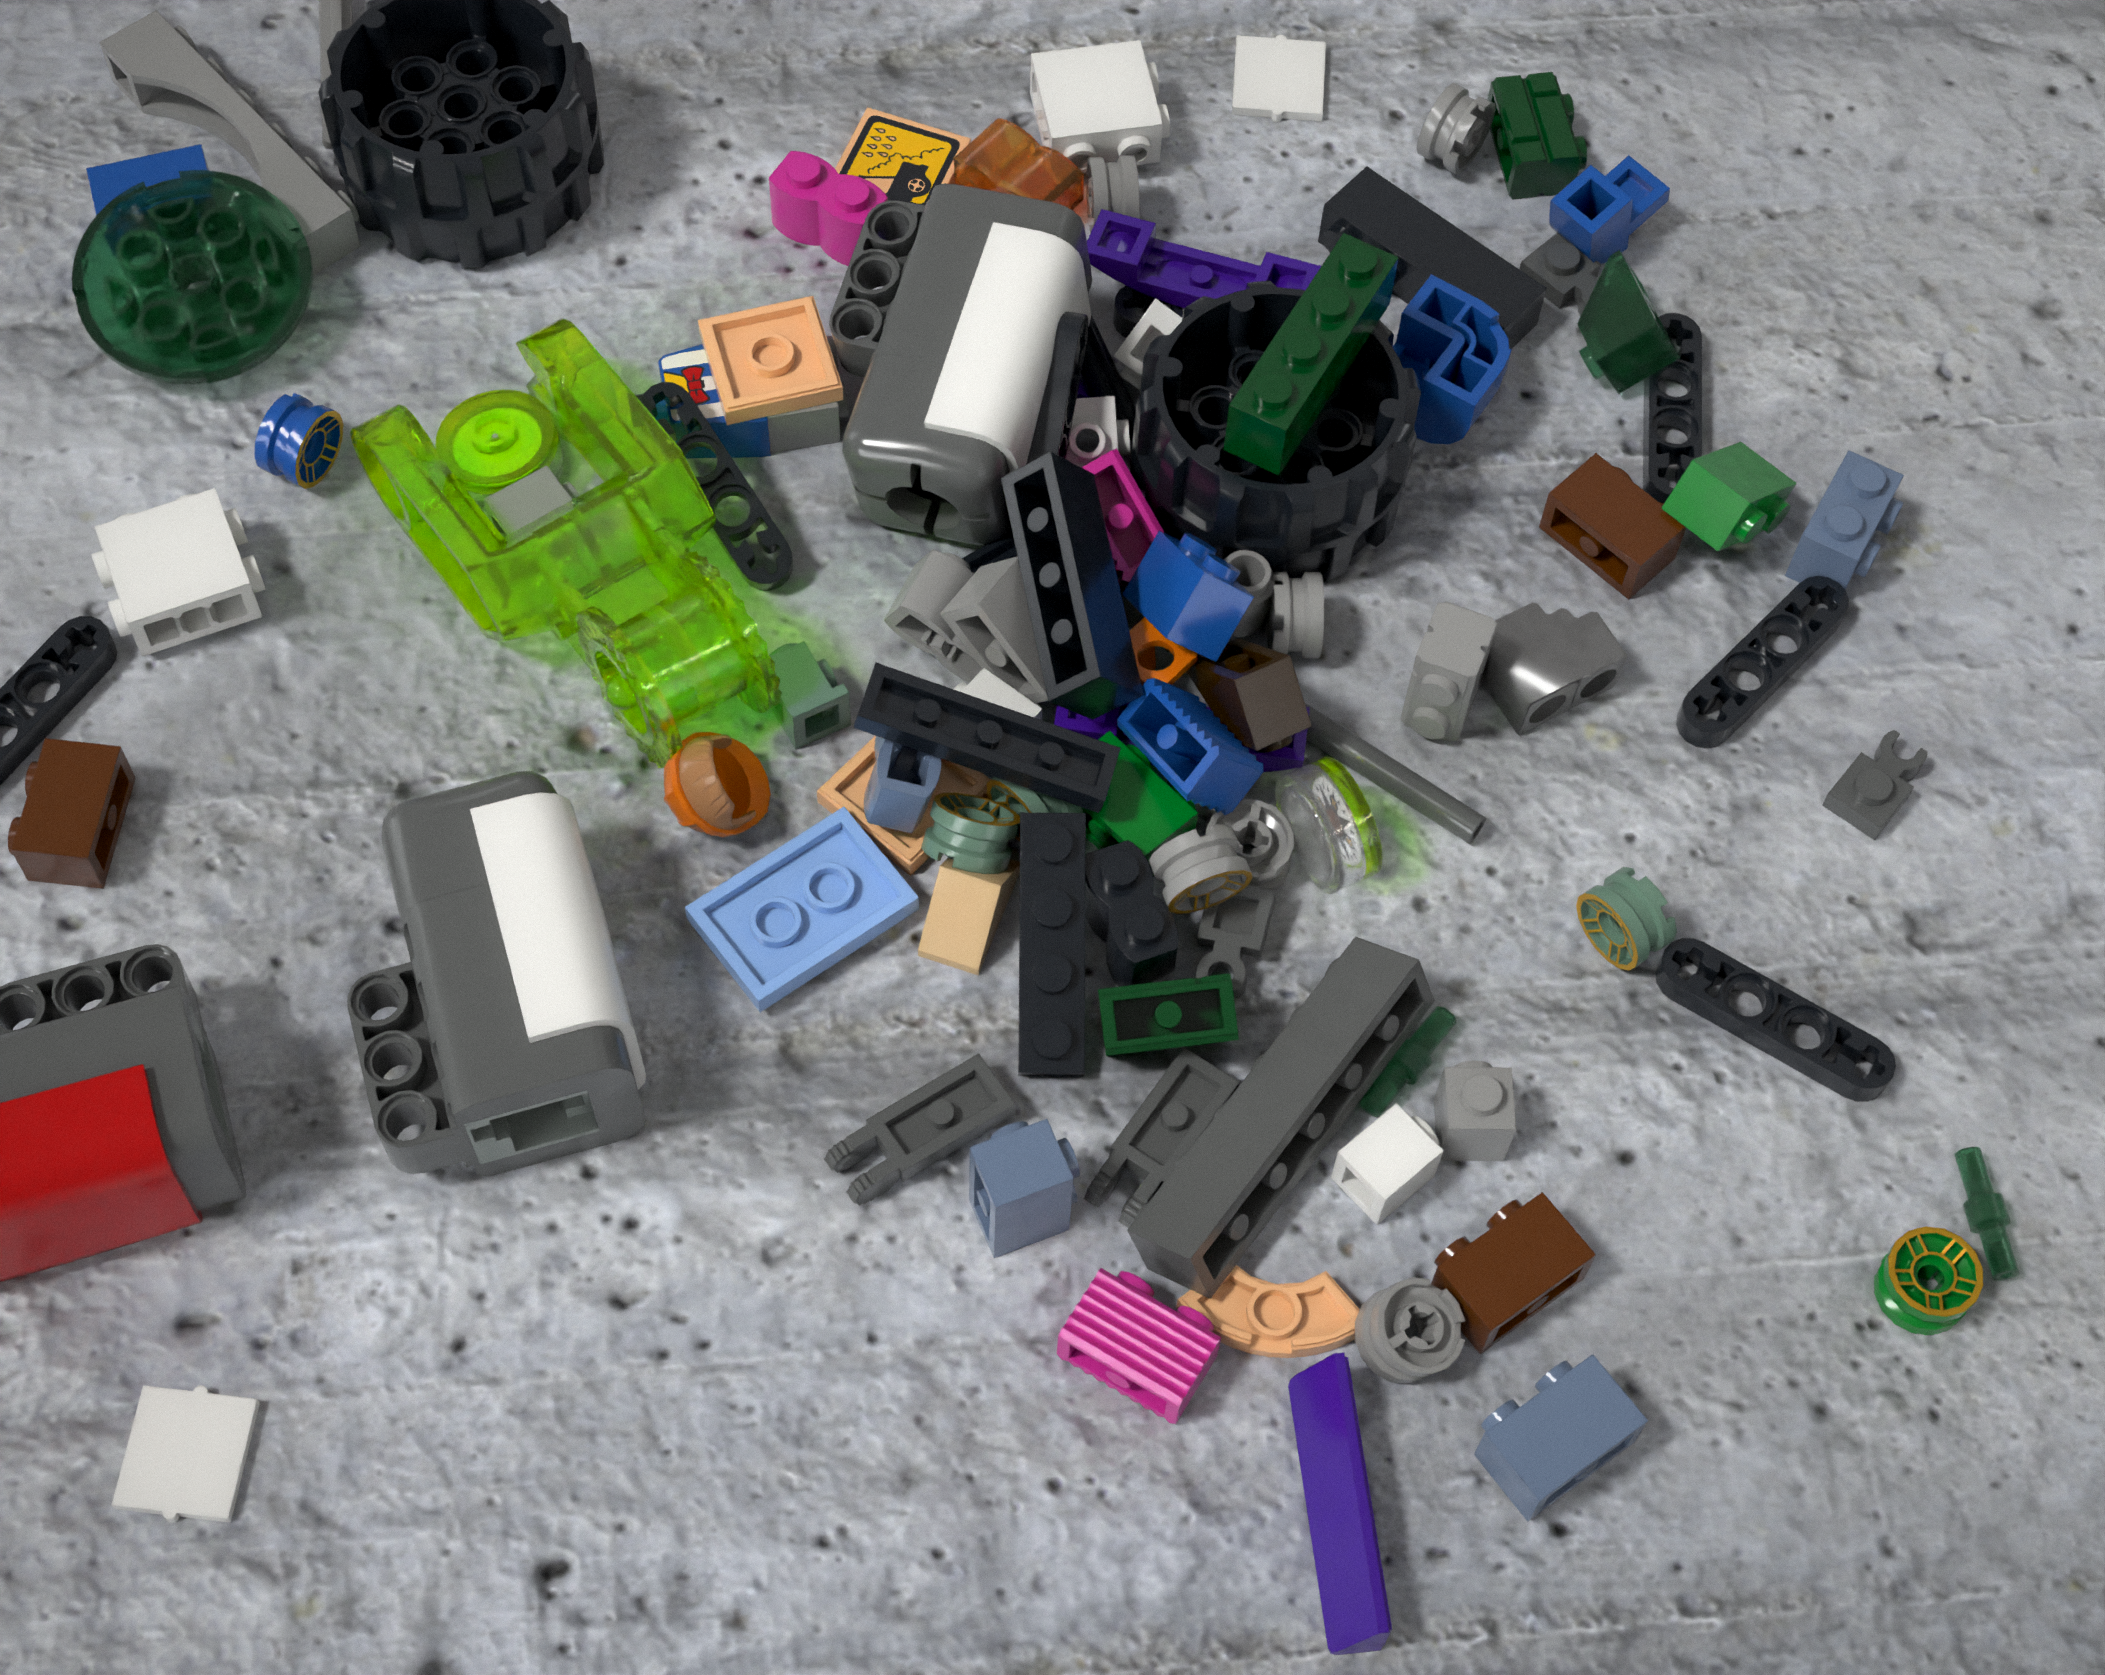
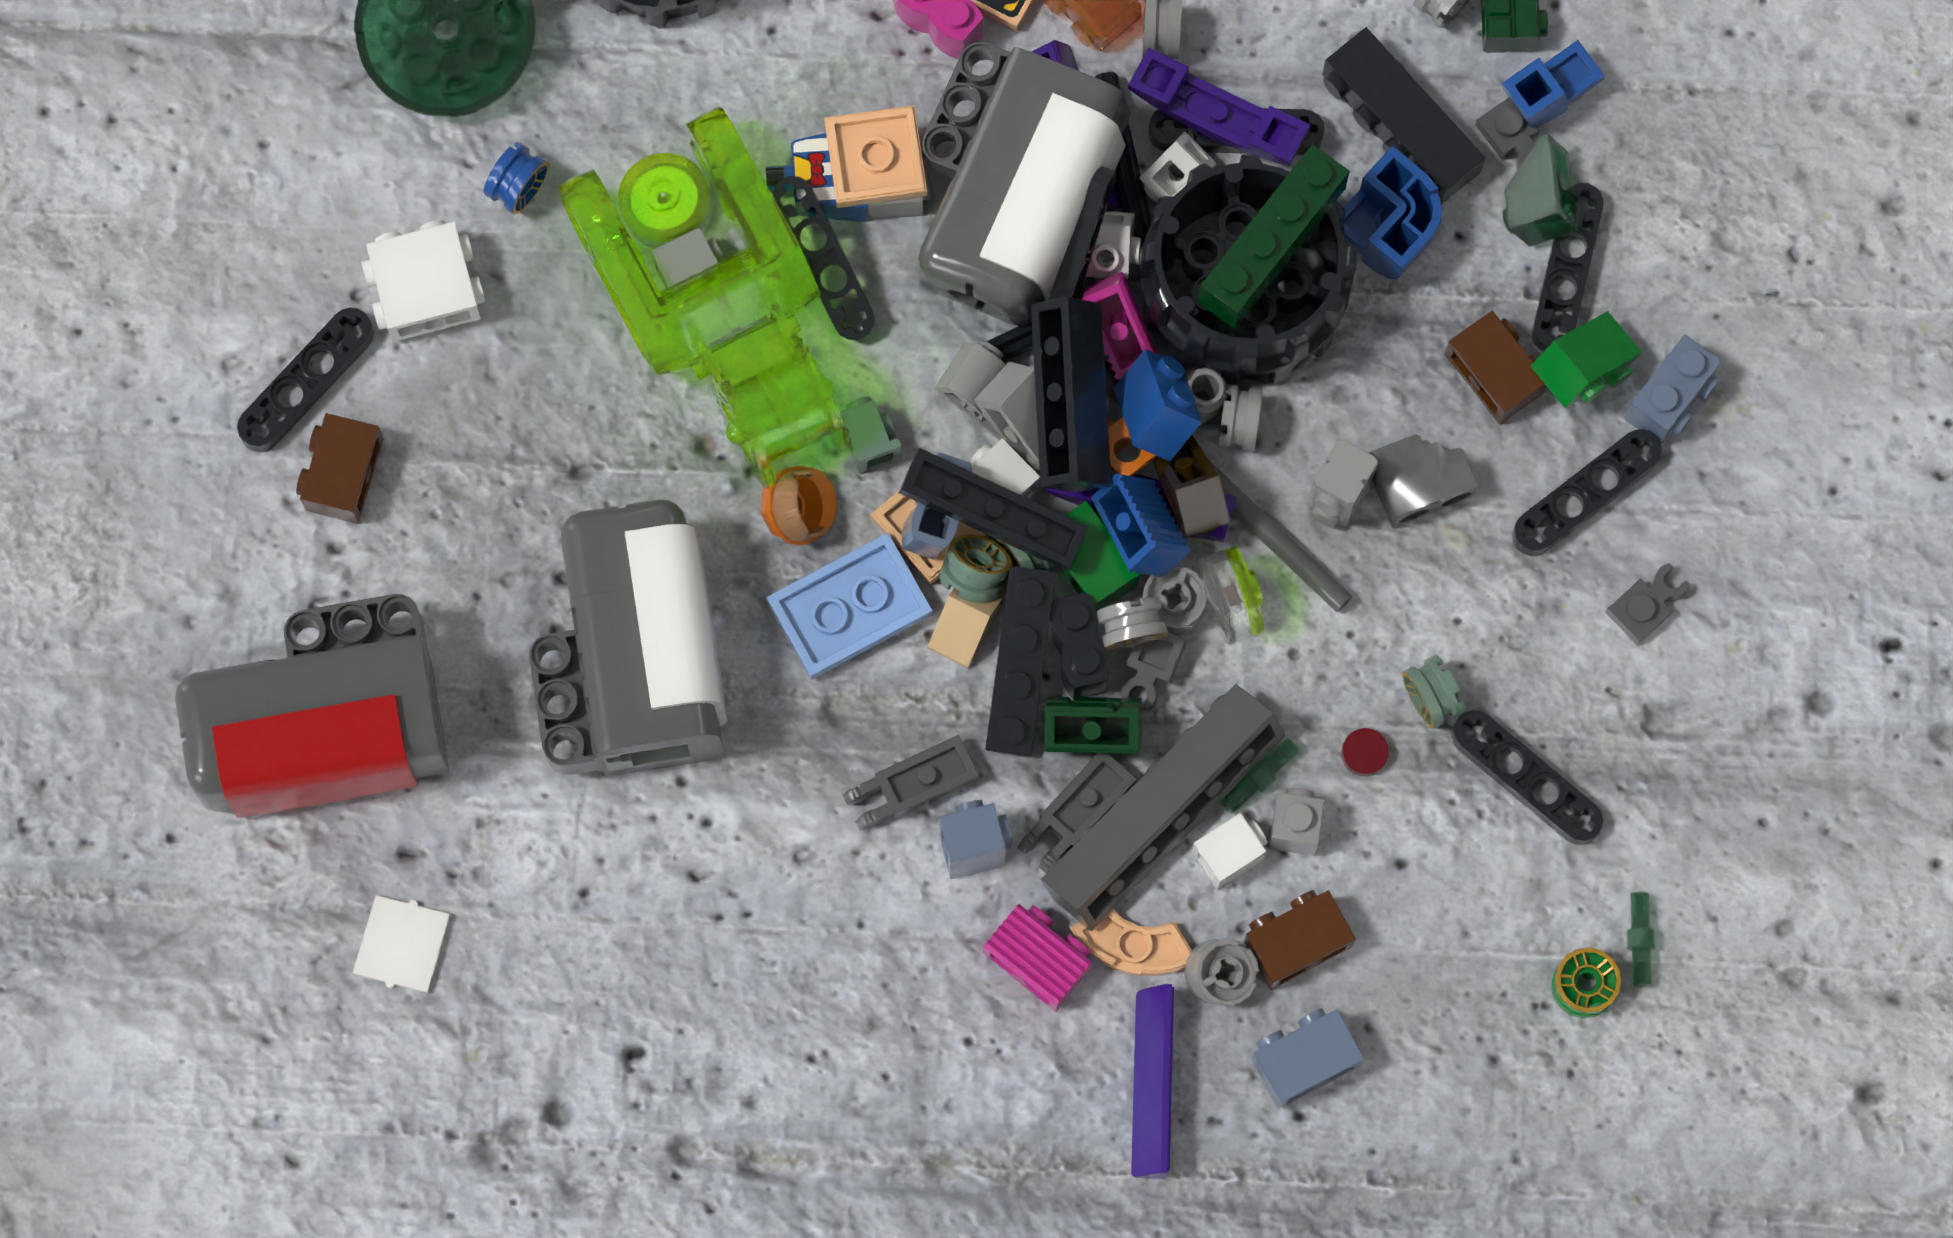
camera: 10 degrees right, 15 degrees up
(1545, 1014) = (1364, 752): none -> dark red tile

